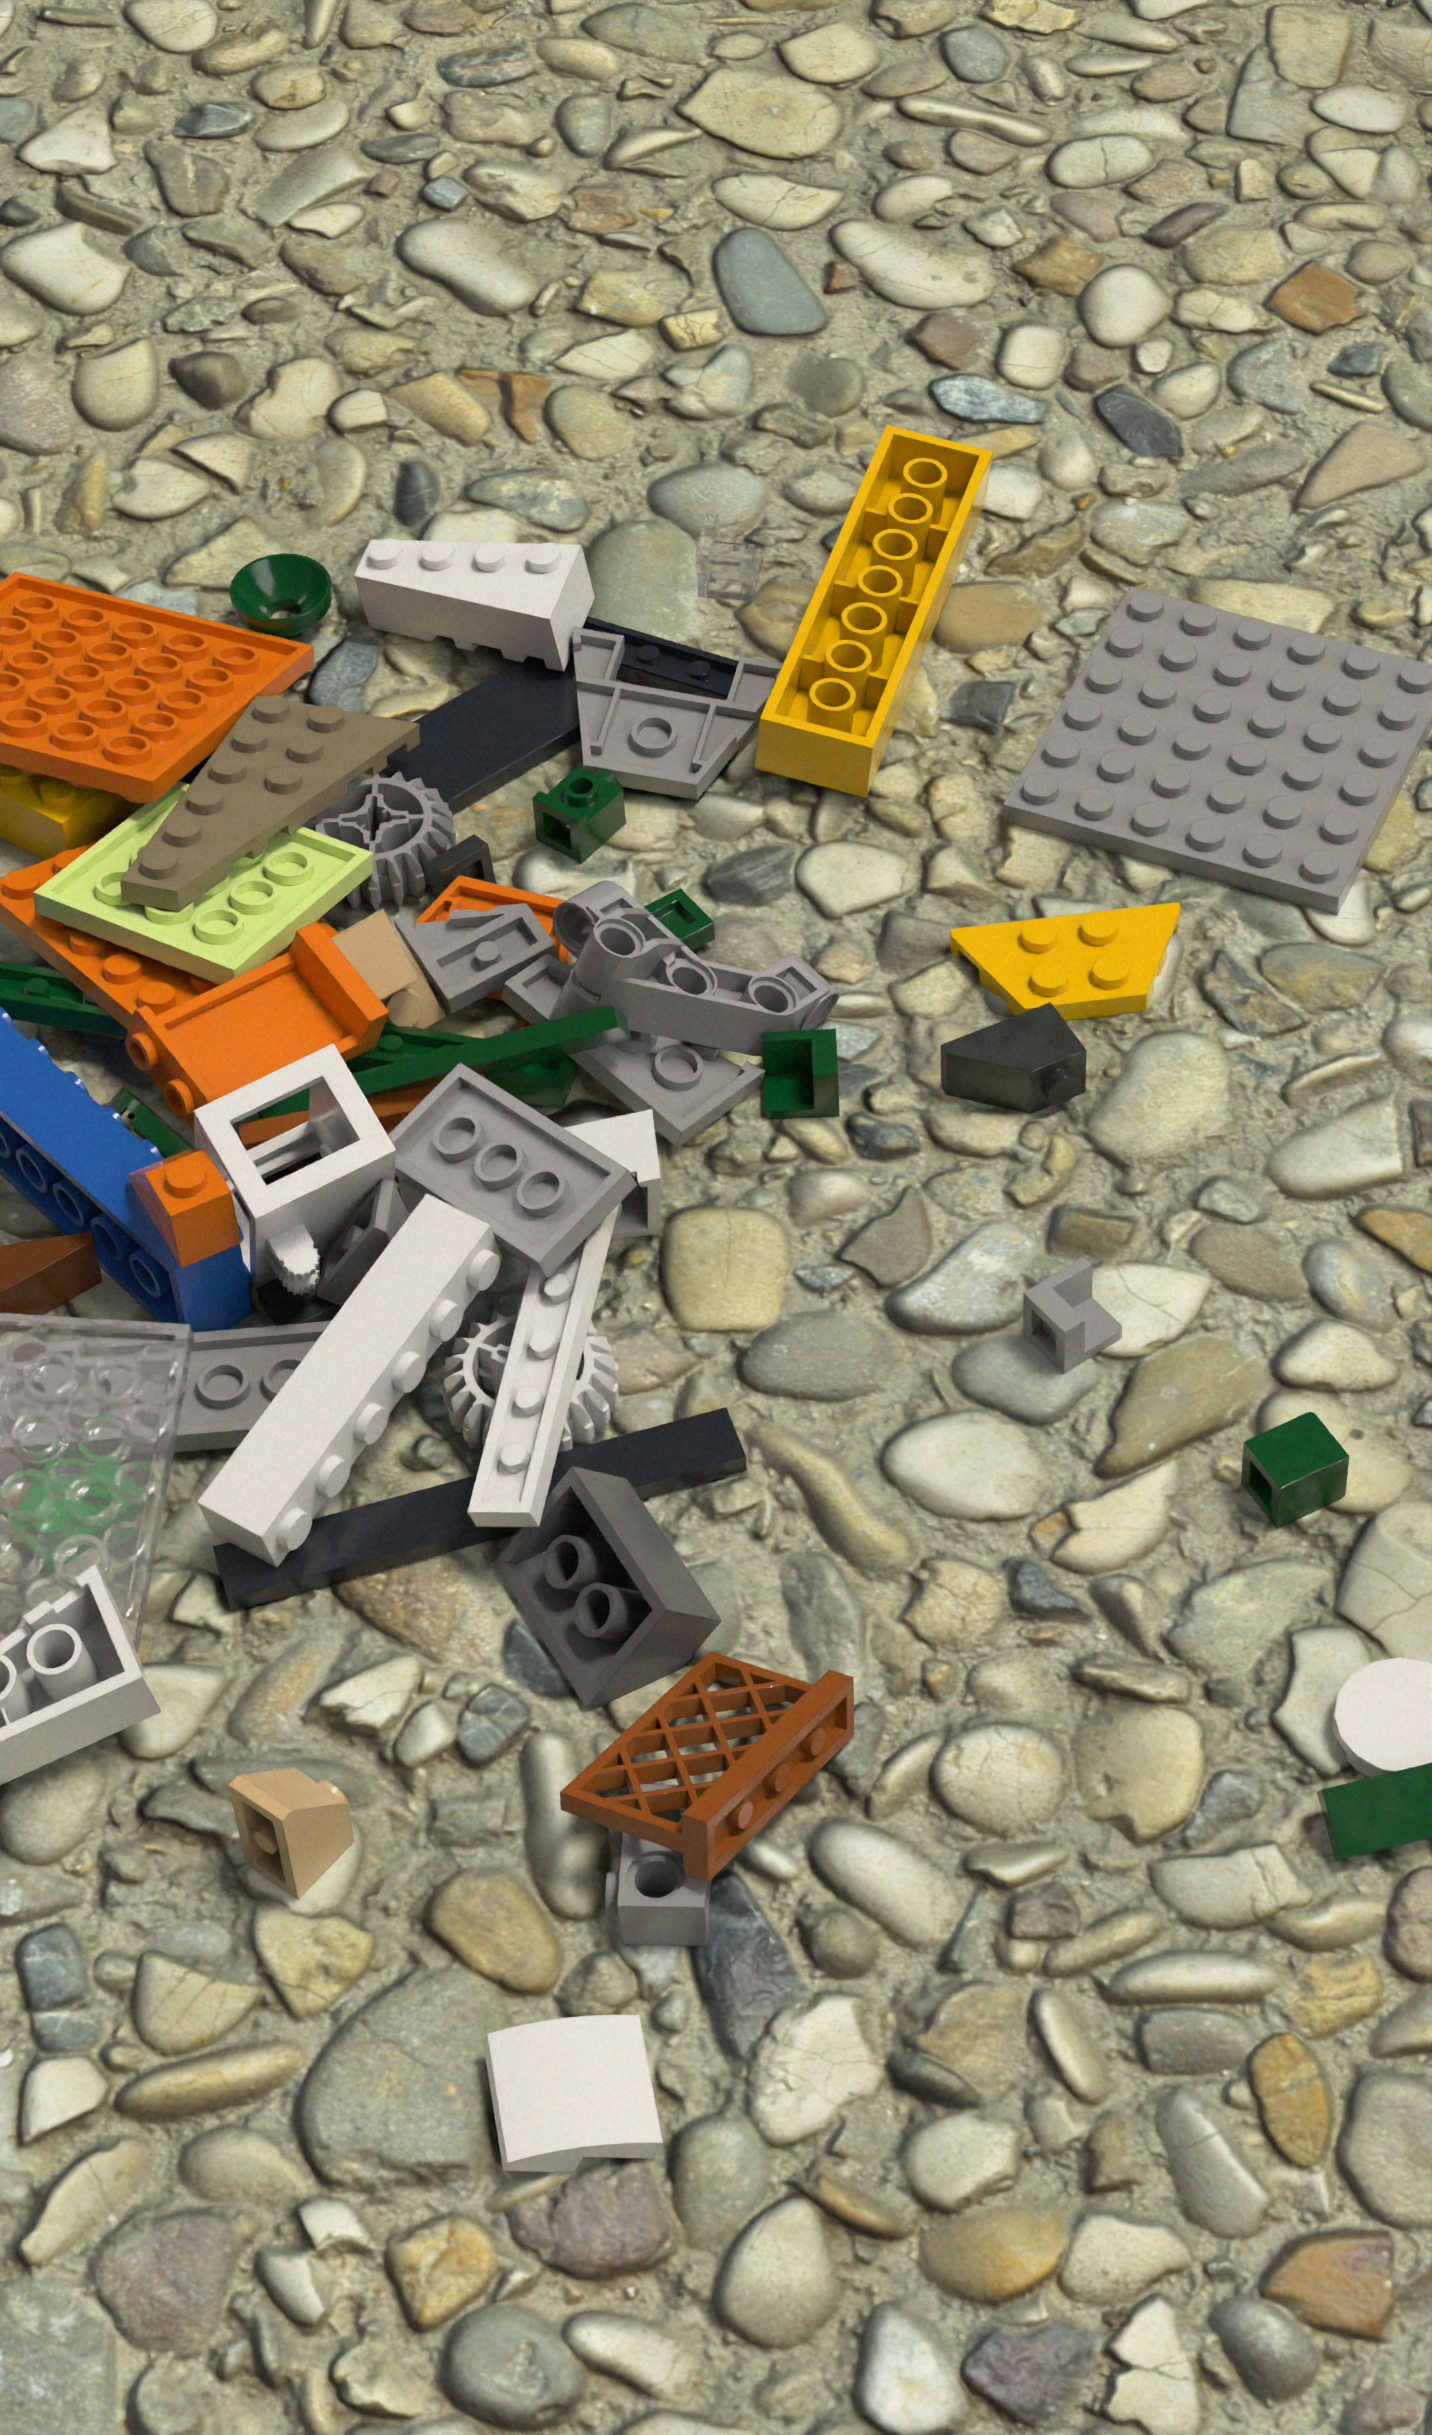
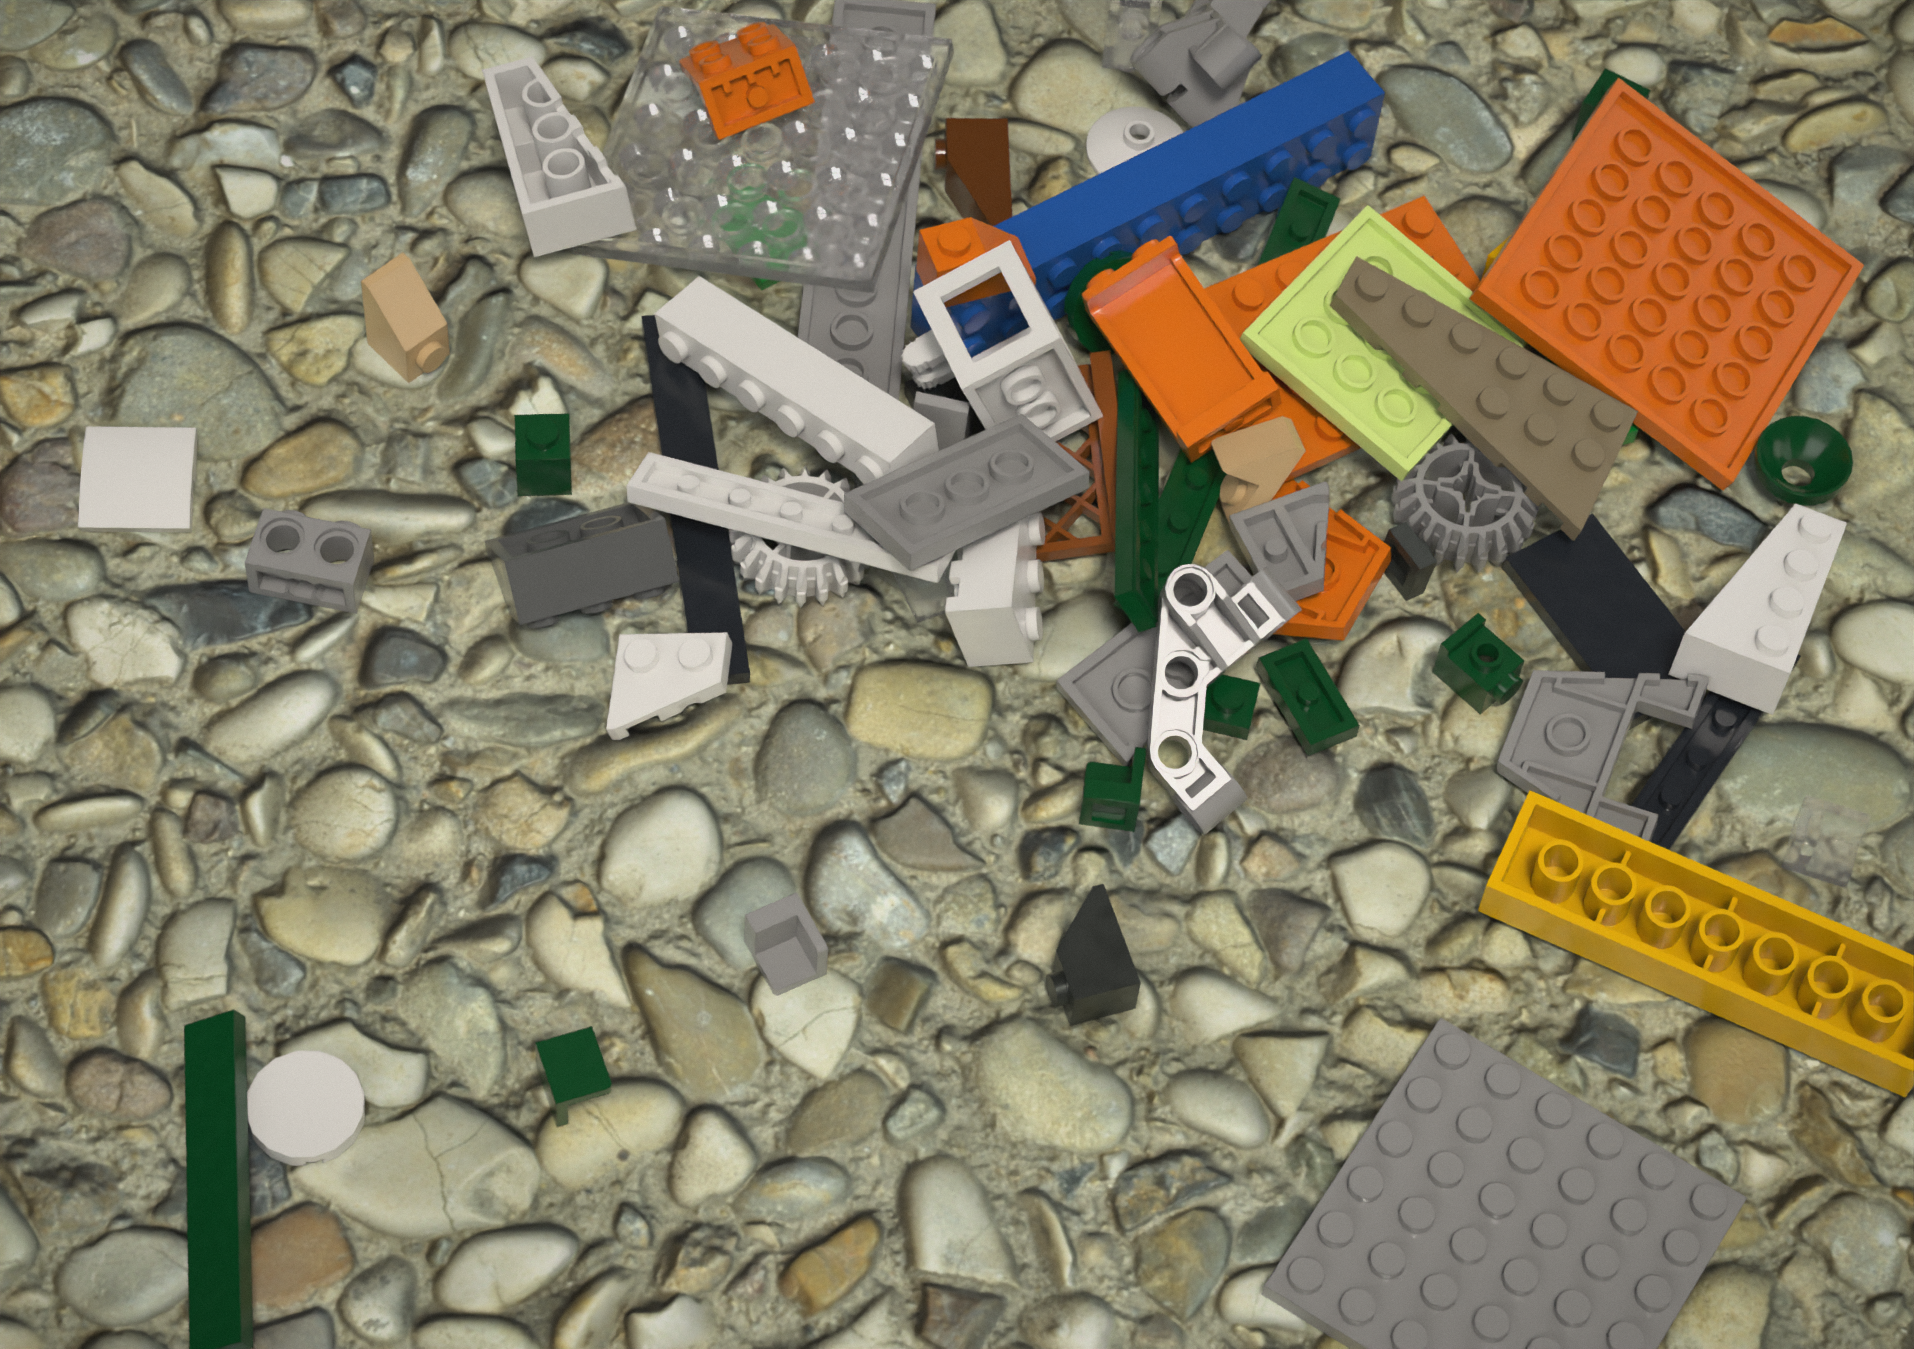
camera: 90 degrees right, 10 degrees up
(464, 1648) = (543, 454): none -> dark green brick
(754, 1481) = (665, 676): none -> white wing
(756, 1776) = (344, 610): dark orange fence -> none
(1075, 961) = (1227, 1043): yellow wing -> none

